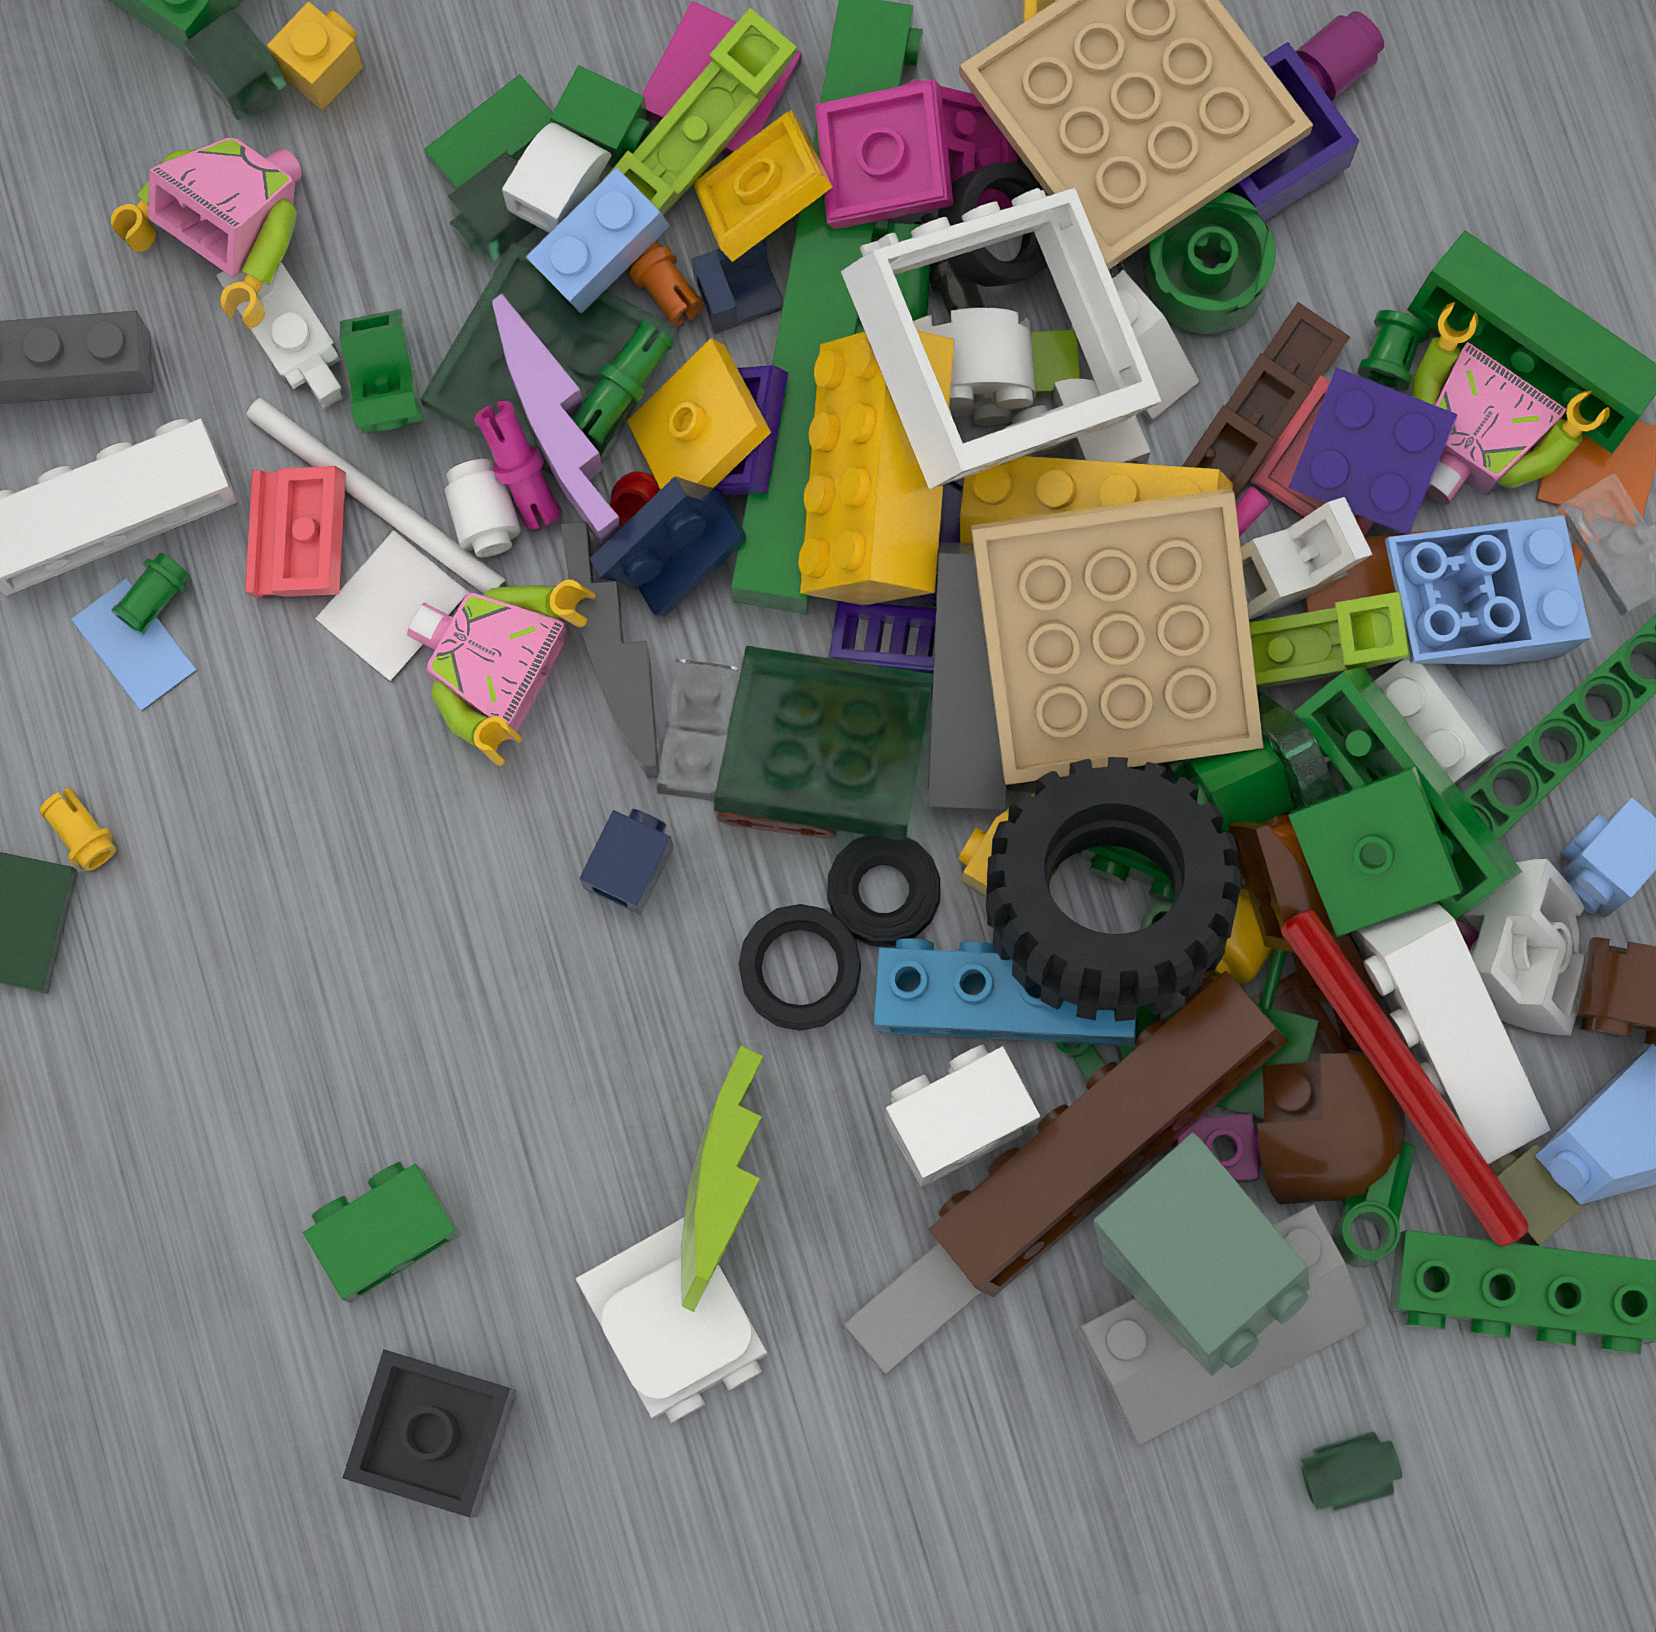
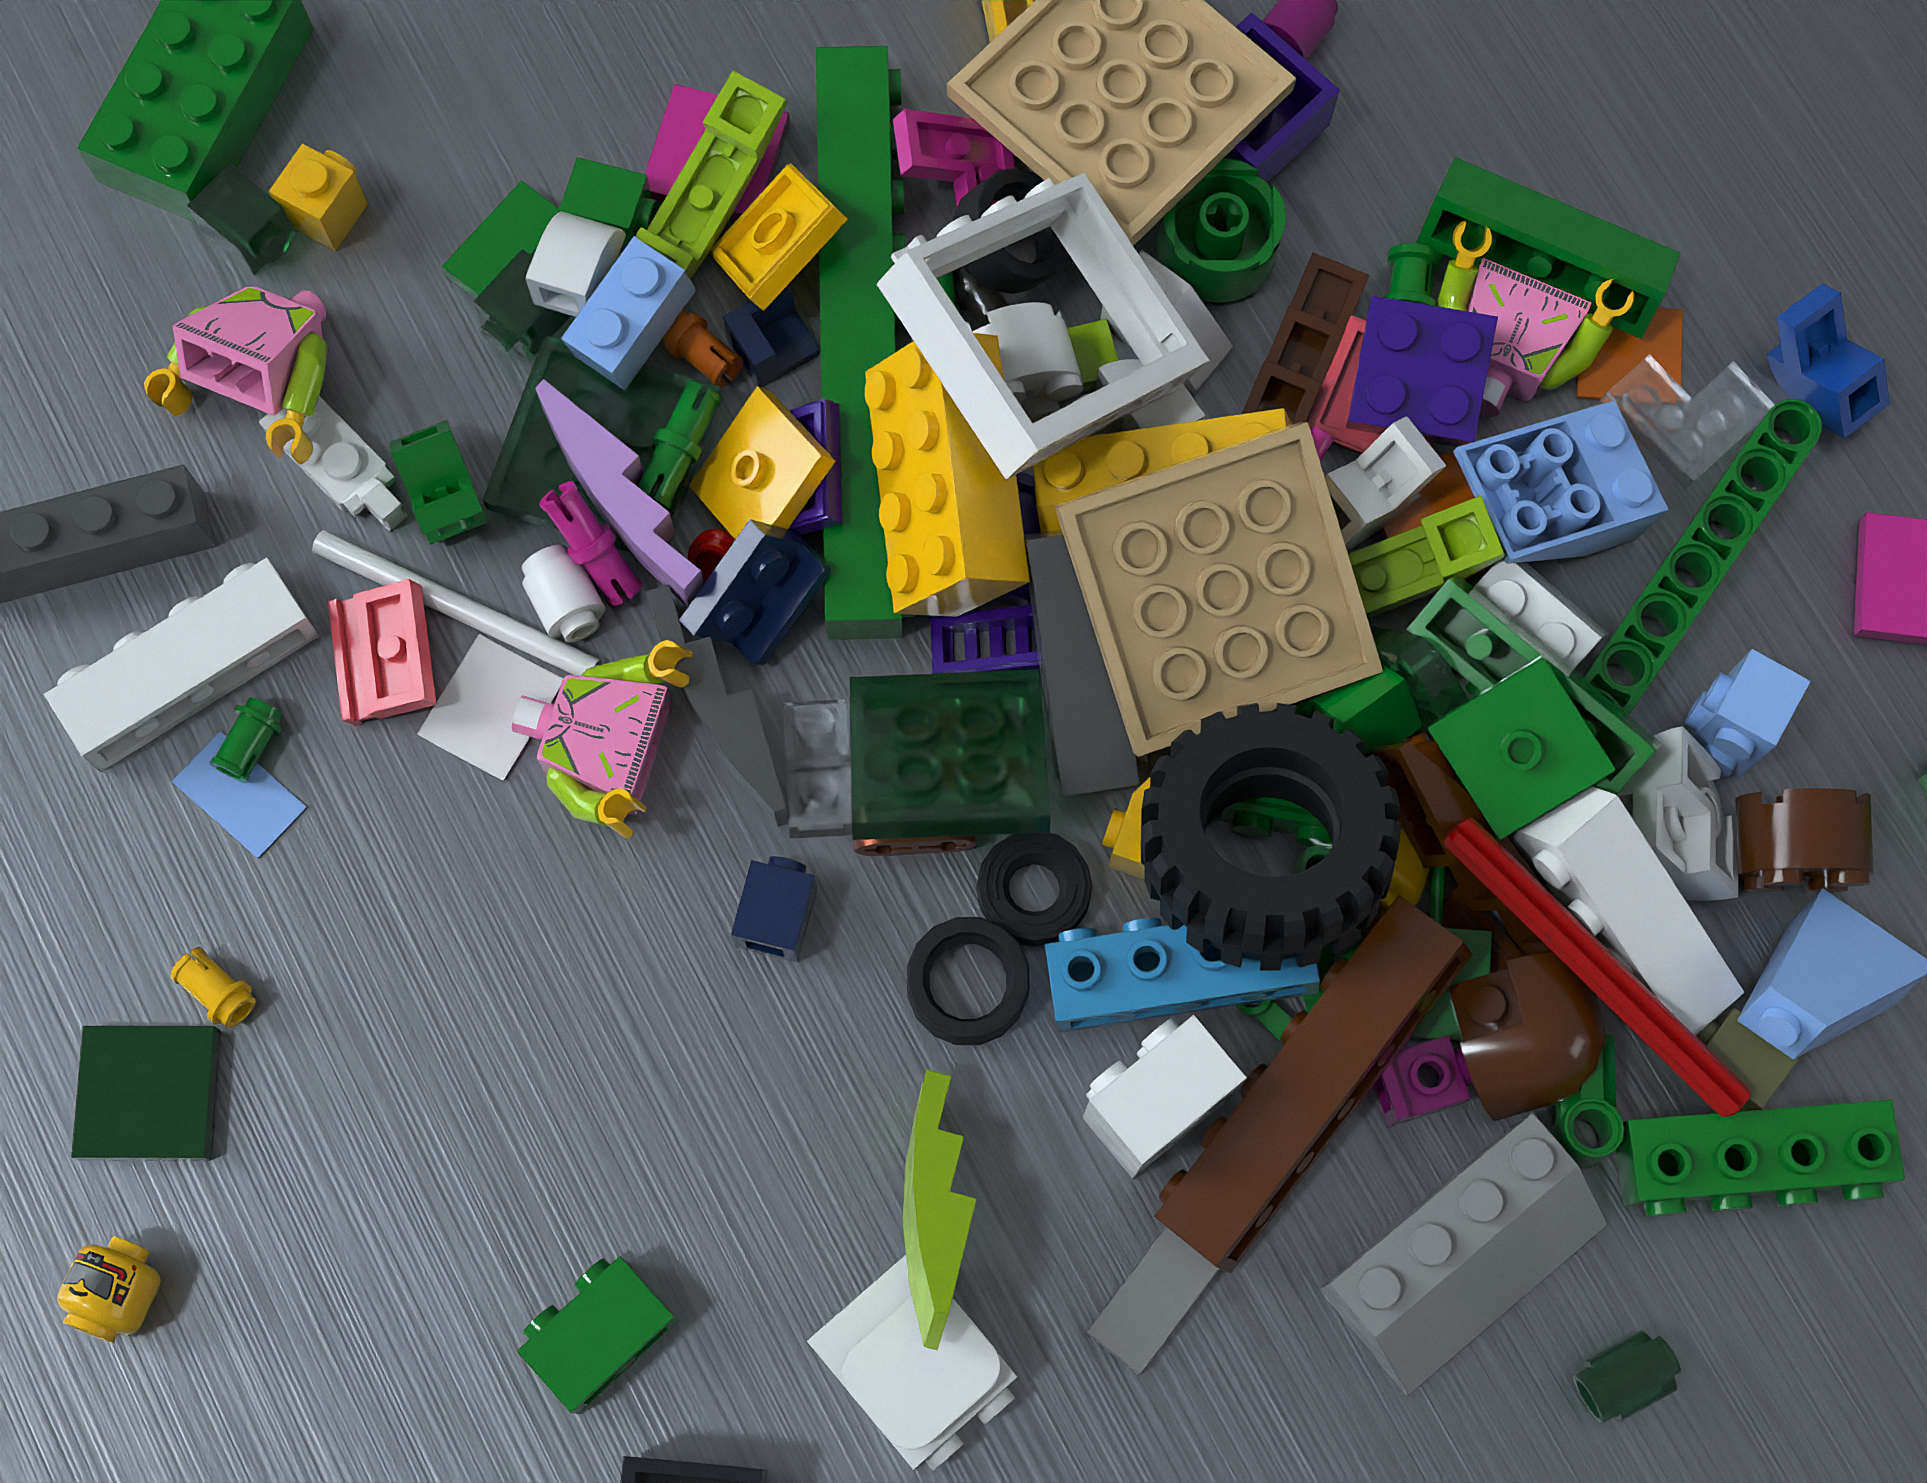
camera: 15 degrees left, 5 degrees down
(884, 154) = (890, 182): dark pink tile -> none
(1201, 1256) = (1442, 1187): sand green slope -> none

